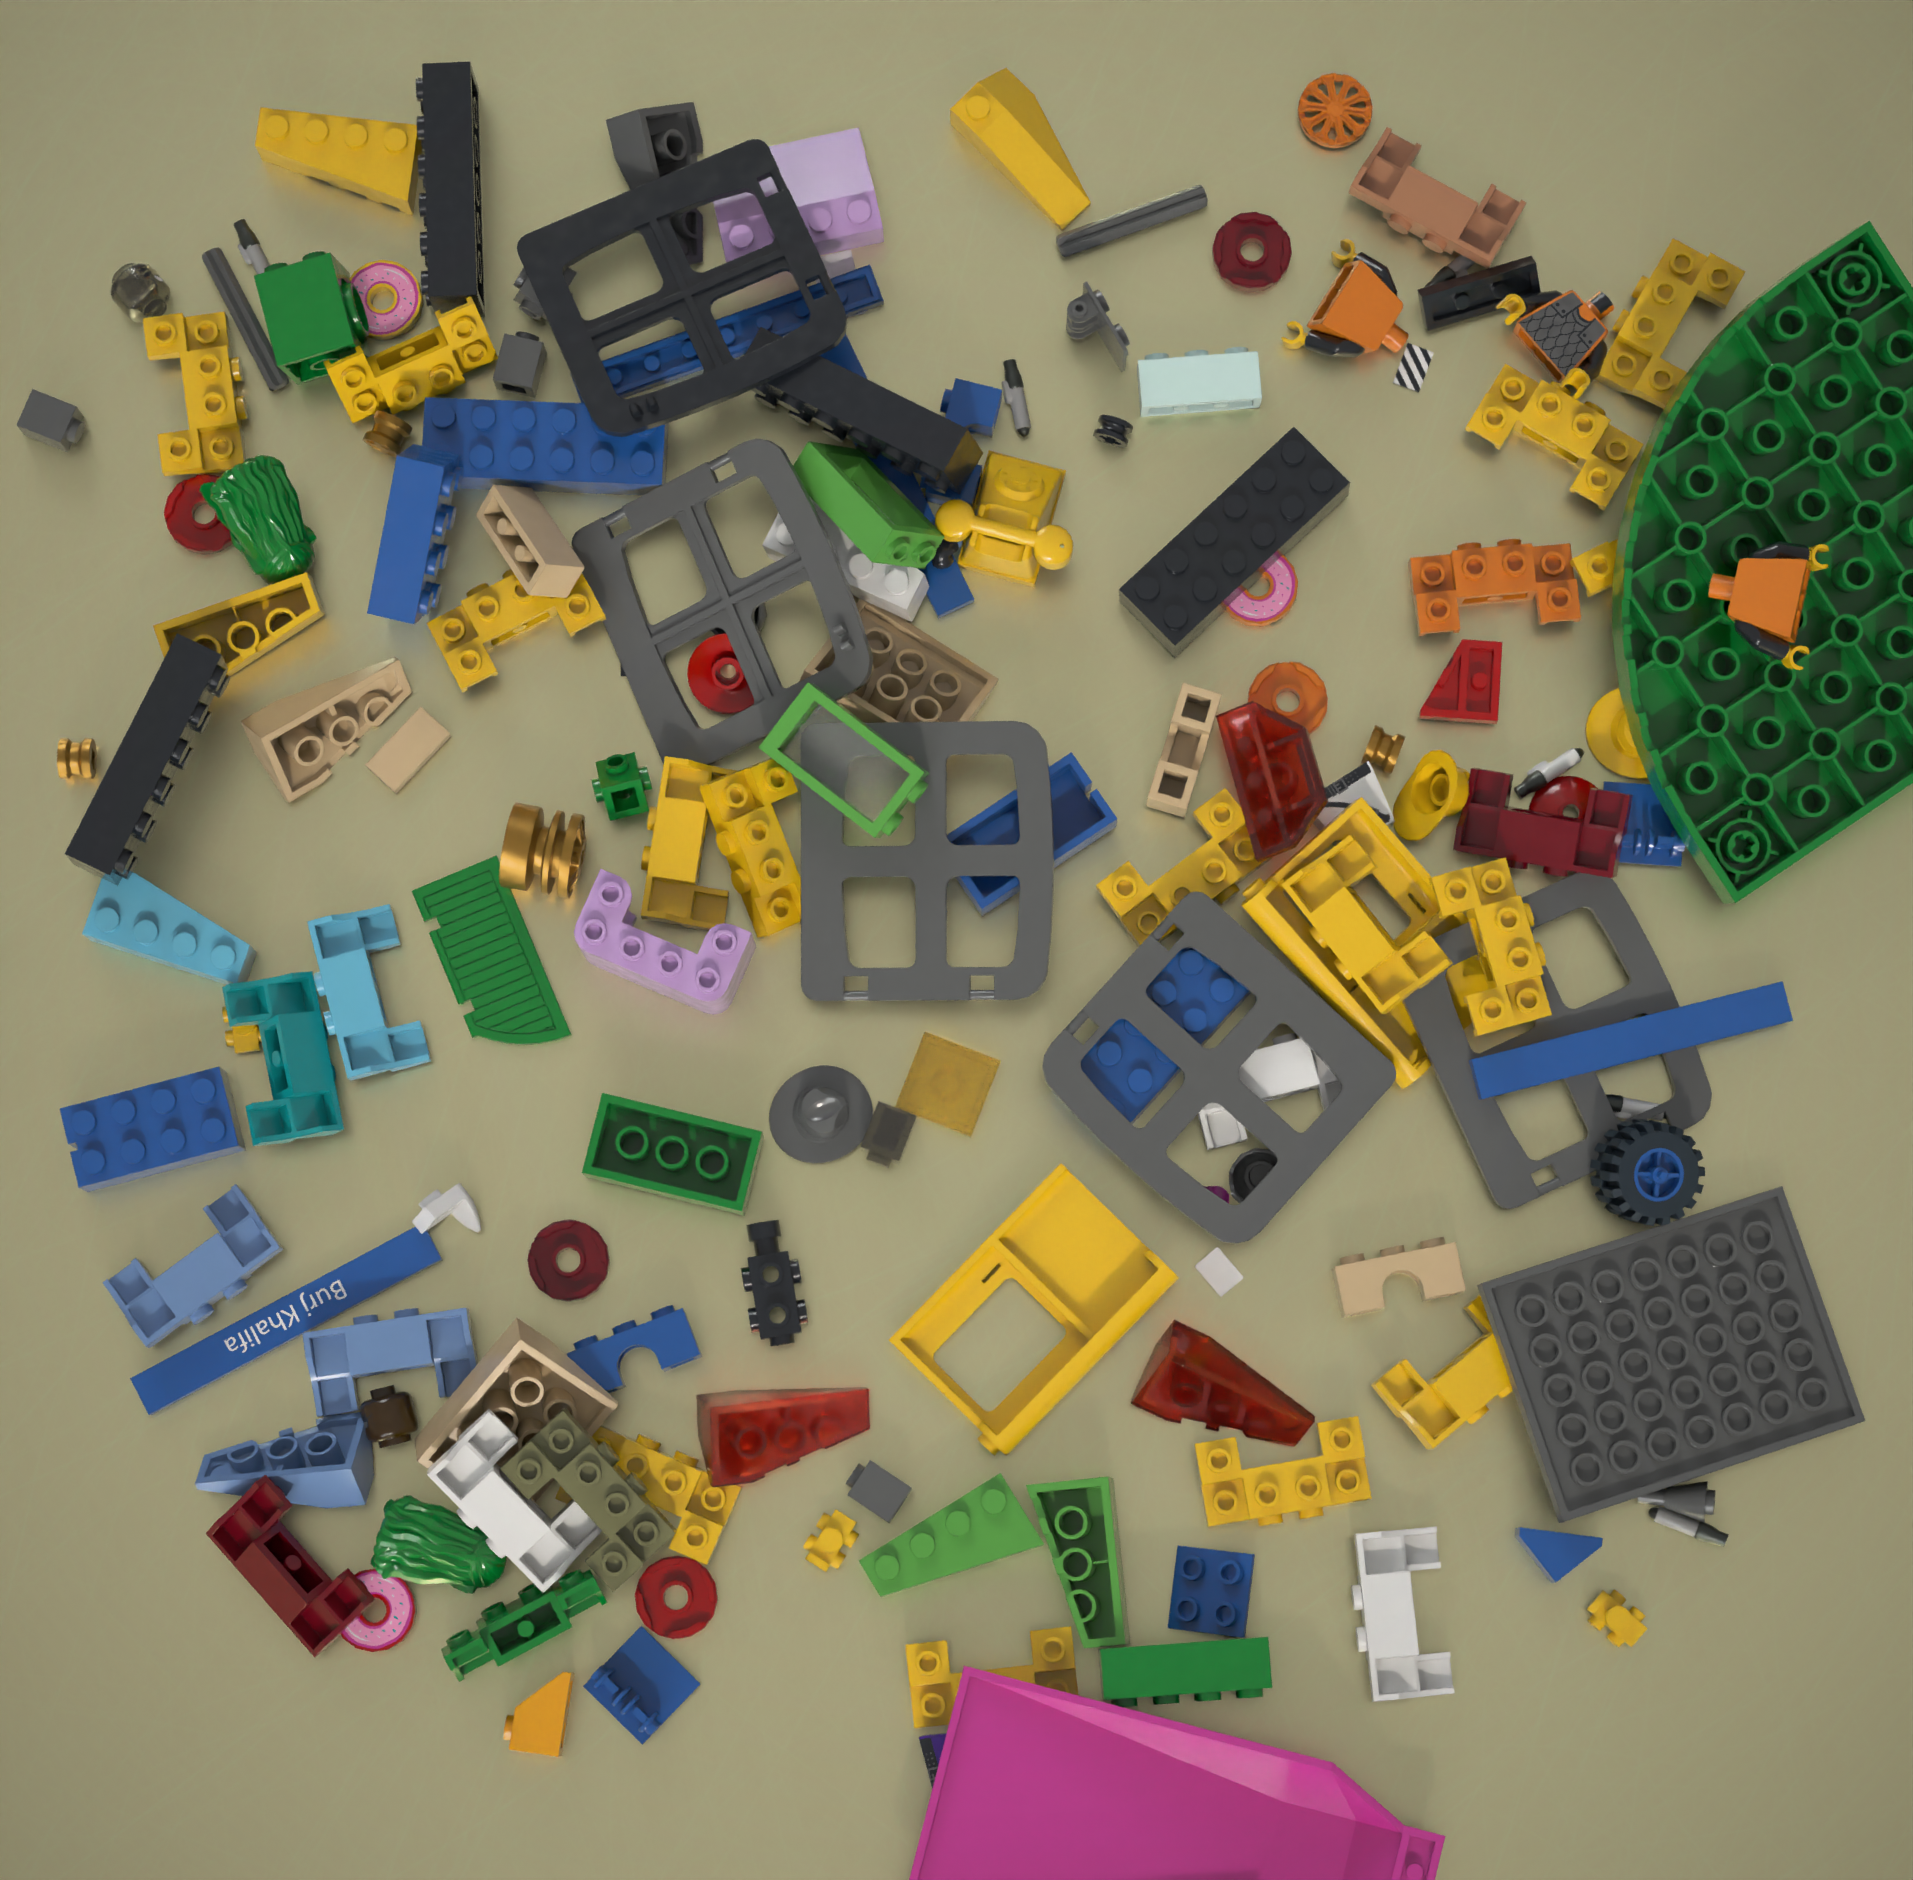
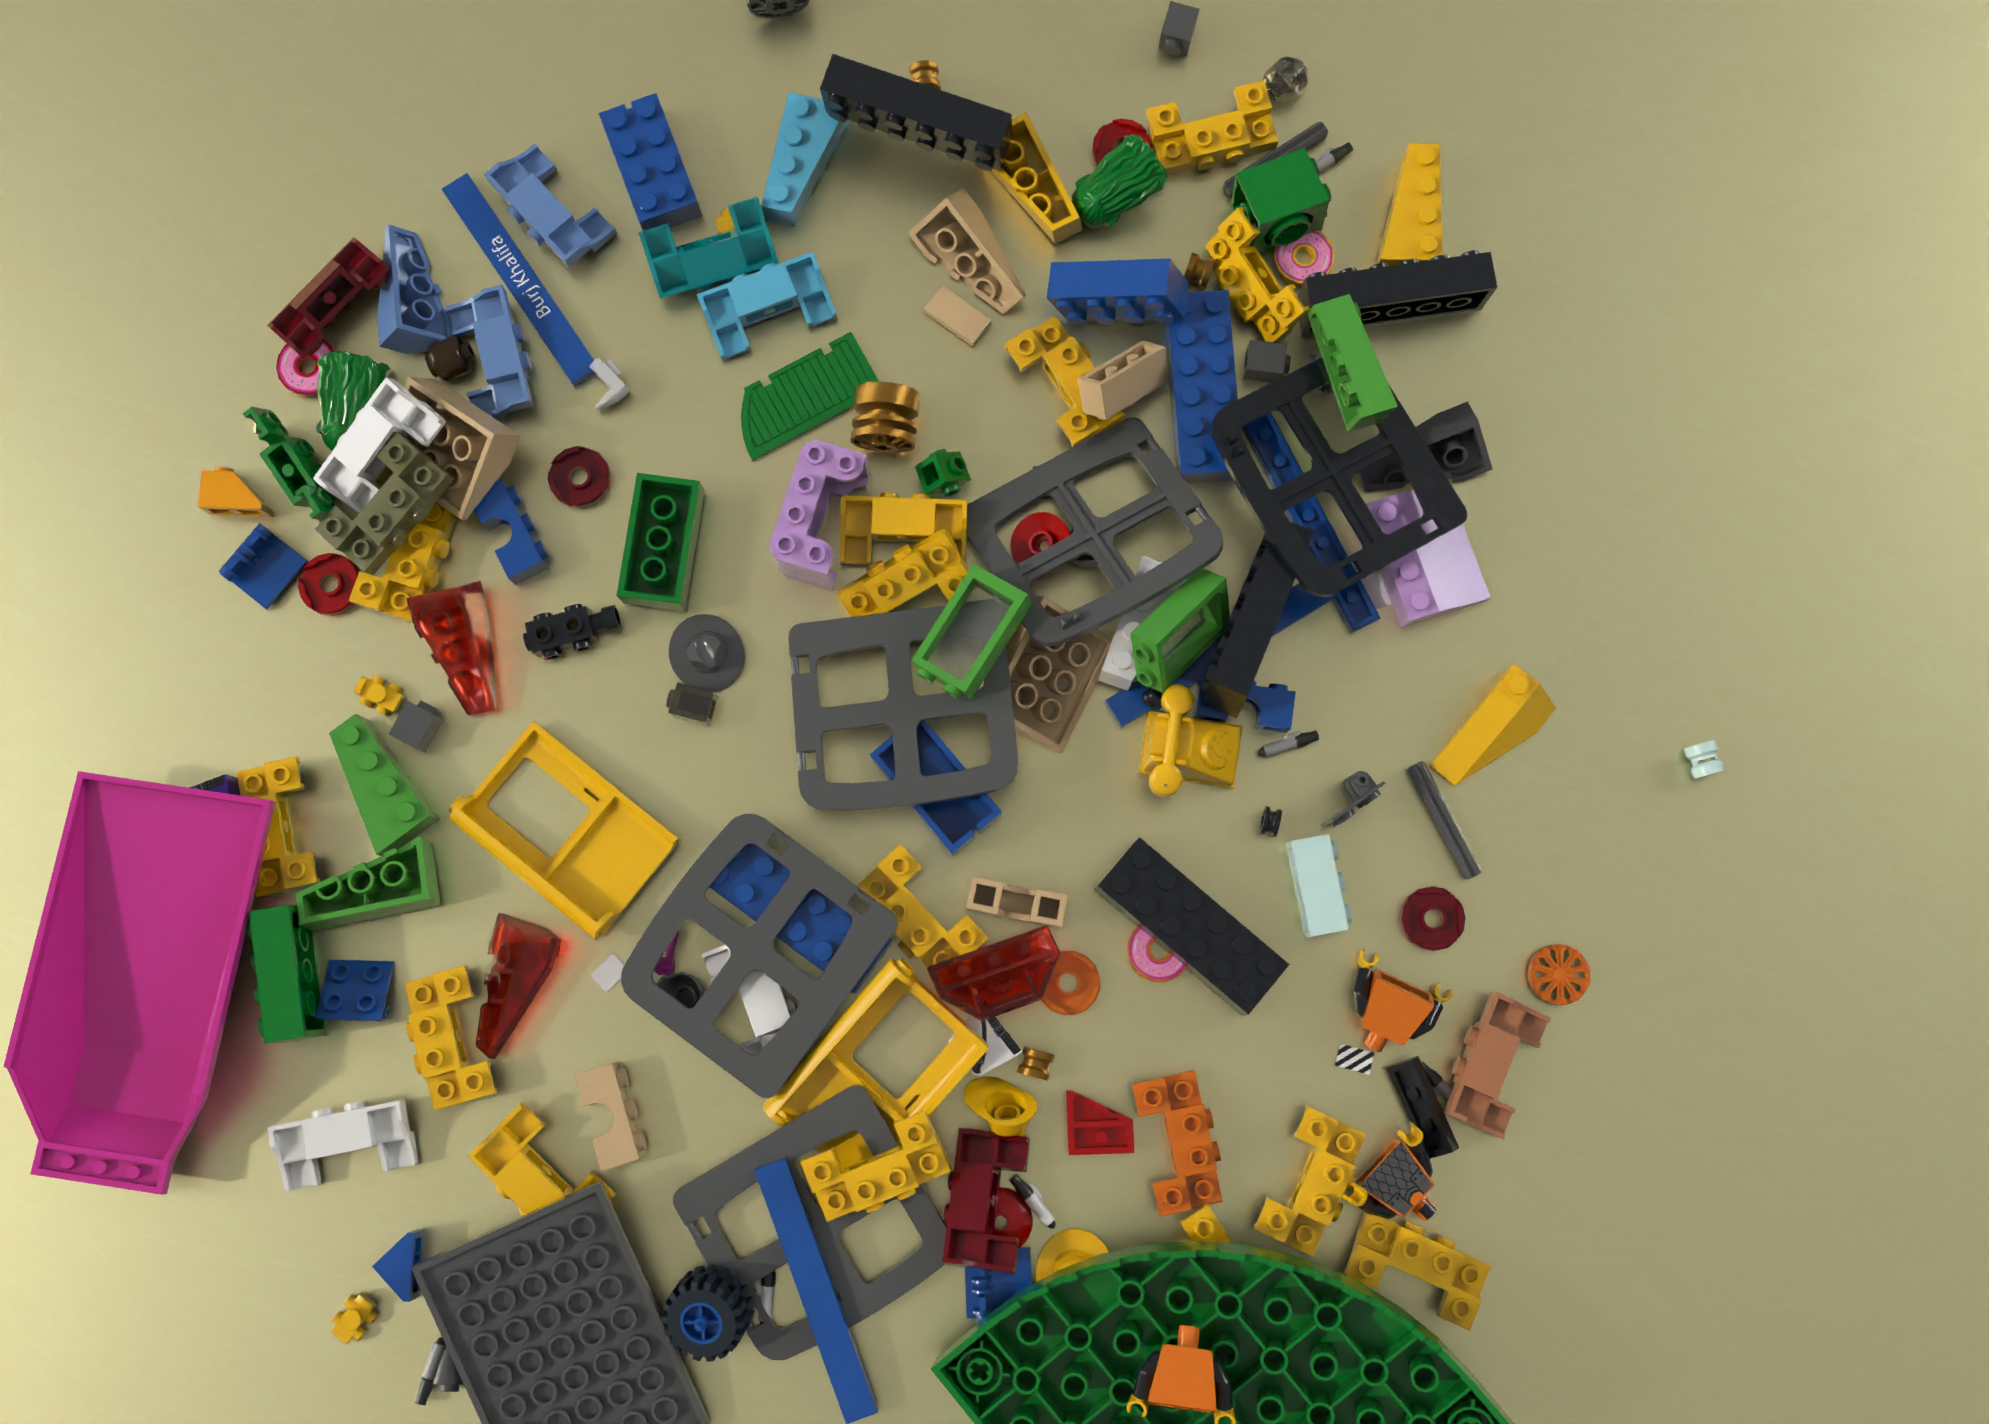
camera: 80 degrees right, 0 degrees up
(554, 252) = (1351, 363): none -> bright green wedge
(948, 1084) = (737, 746): clear yellow tile -> none
(1353, 932) = (876, 1054): yellow bracket -> none

